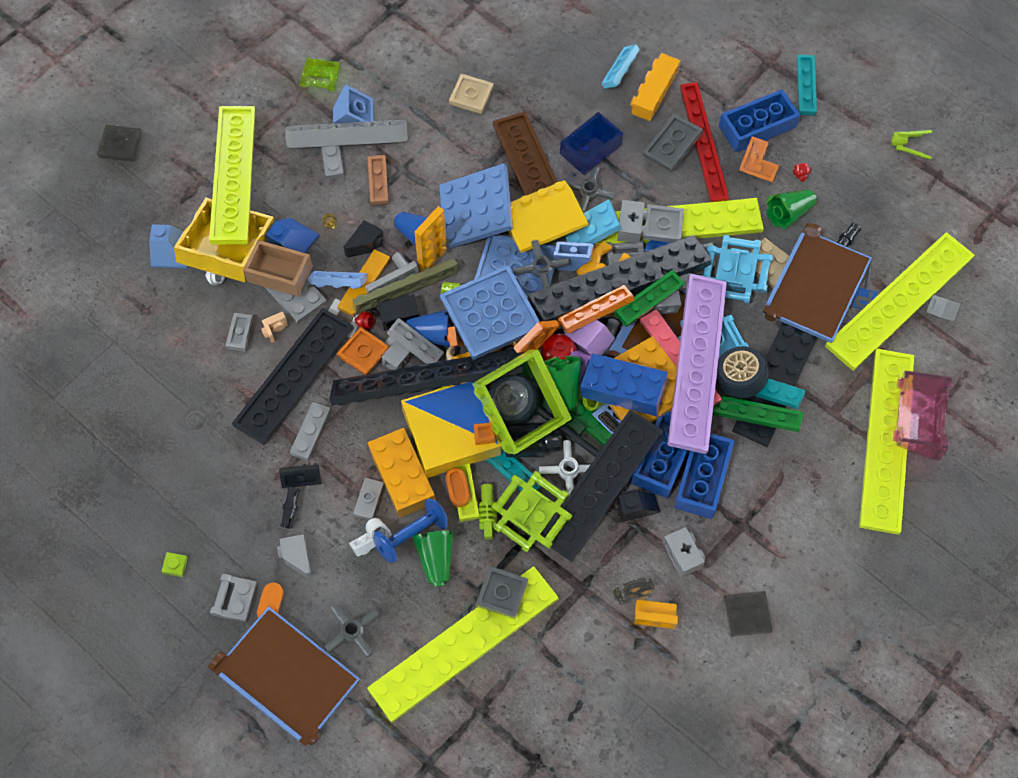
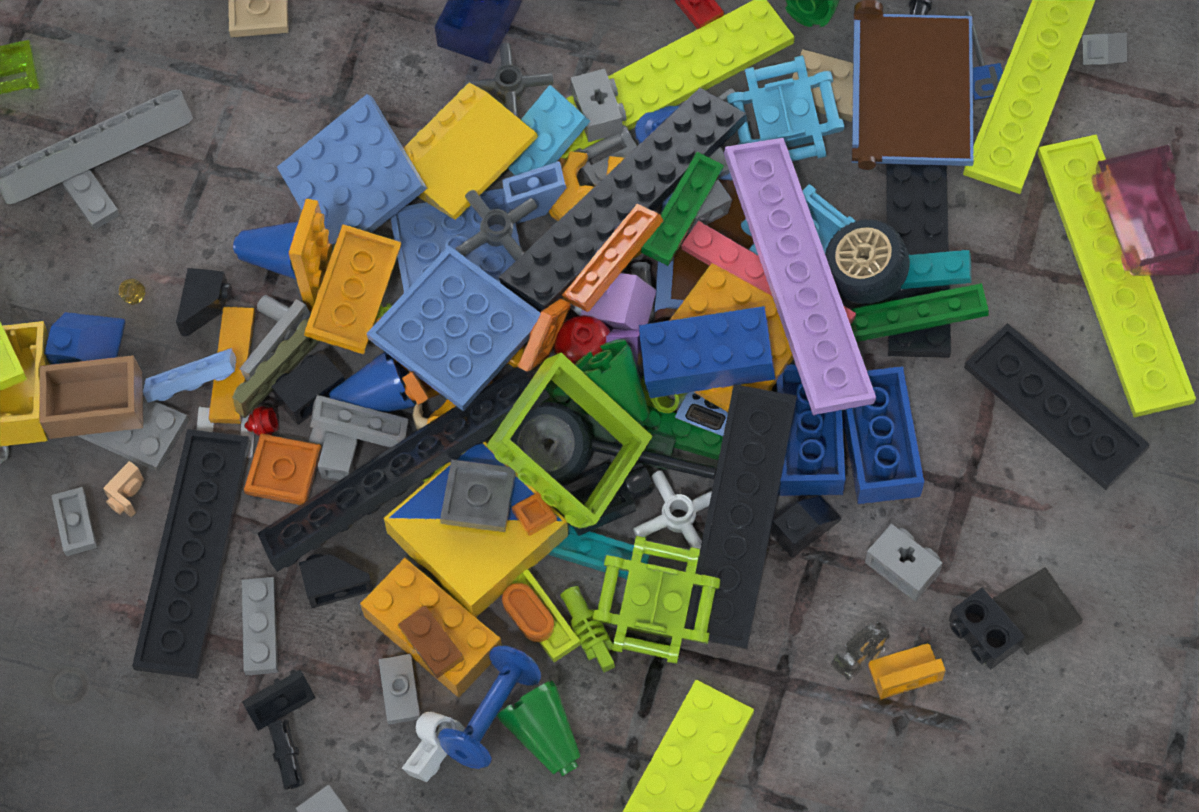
camera: 20 degrees left, 0 degrees up
(352, 107) = (83, 101): medium blue slope -> none
(359, 423) = (332, 580): none -> black slope
(378, 180) = (177, 198): nougat plate -> none
(394, 480) = (431, 642): none -> dark orange plate
(446, 267) = (352, 289): none -> light orange plate
(457, 410) = (478, 496): none -> flat silver plate
(502, 592) = (670, 738): dark grey plate -> none
(524, 153) = (385, 67): reddish brown plate -> none
(663, 223) = (647, 88): light grey plate -> none
(718, 610) = (993, 624): none -> black brick
(816, 502) = (1056, 406): none -> black plate

